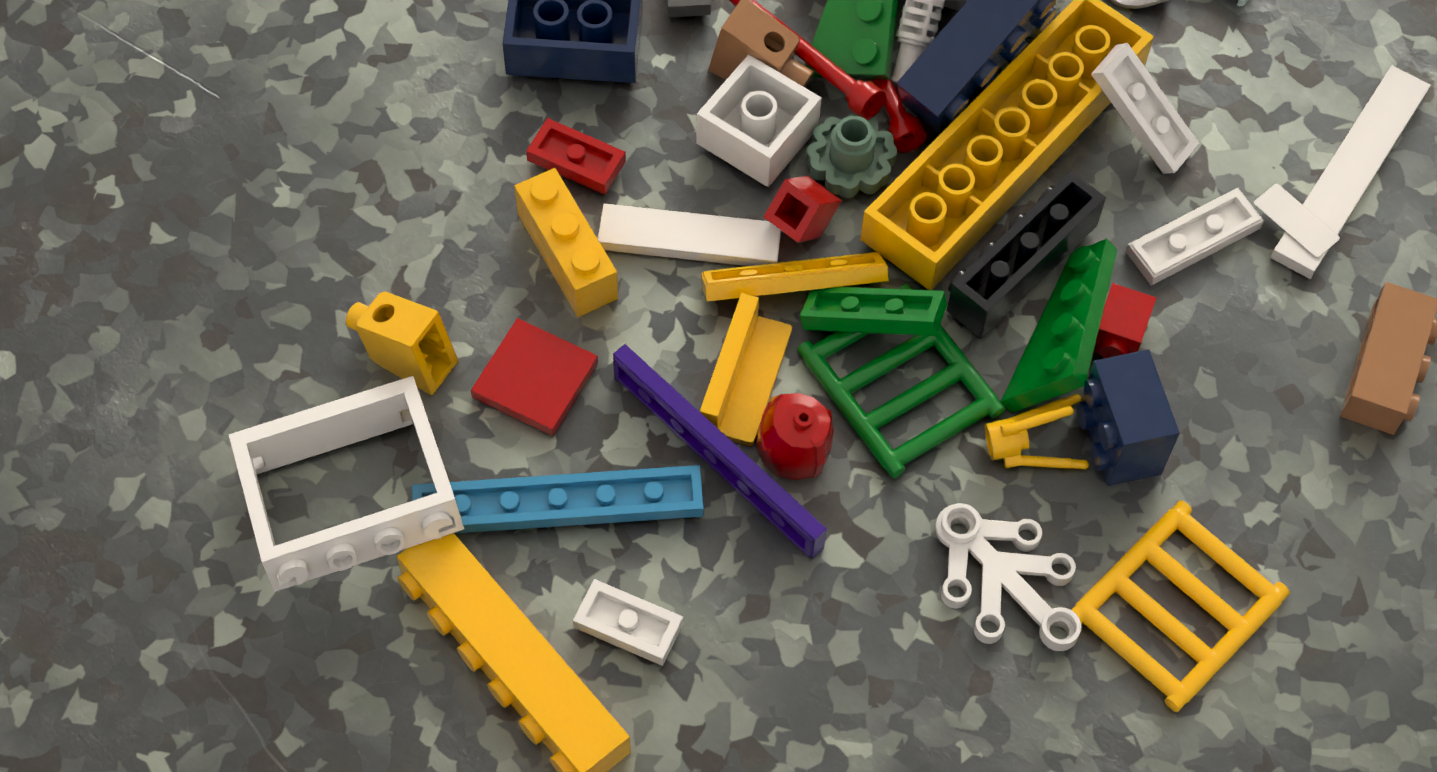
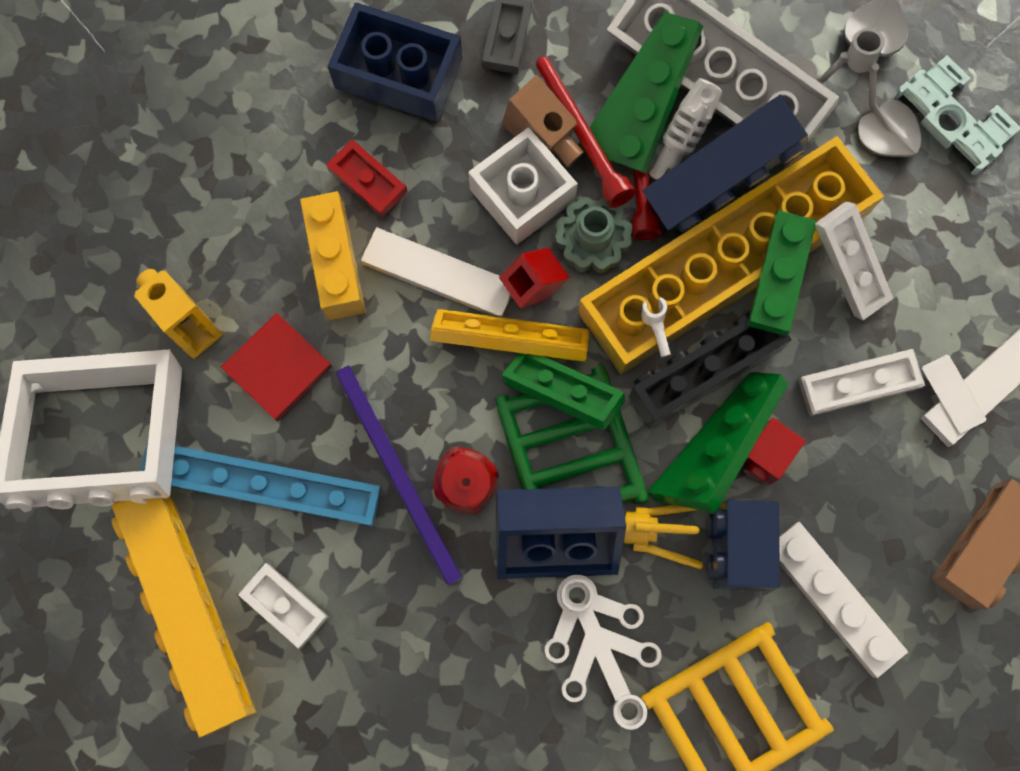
camera: 20 degrees right, 15 degrees up
(745, 372) = (444, 409): yellow panel -> none
(919, 459) = (559, 532): none -> dark blue slope
(954, 210) = (656, 322): none -> white hand
(1073, 133) = (782, 273): none -> green plate
(1251, 462) = (838, 601): none -> white plate

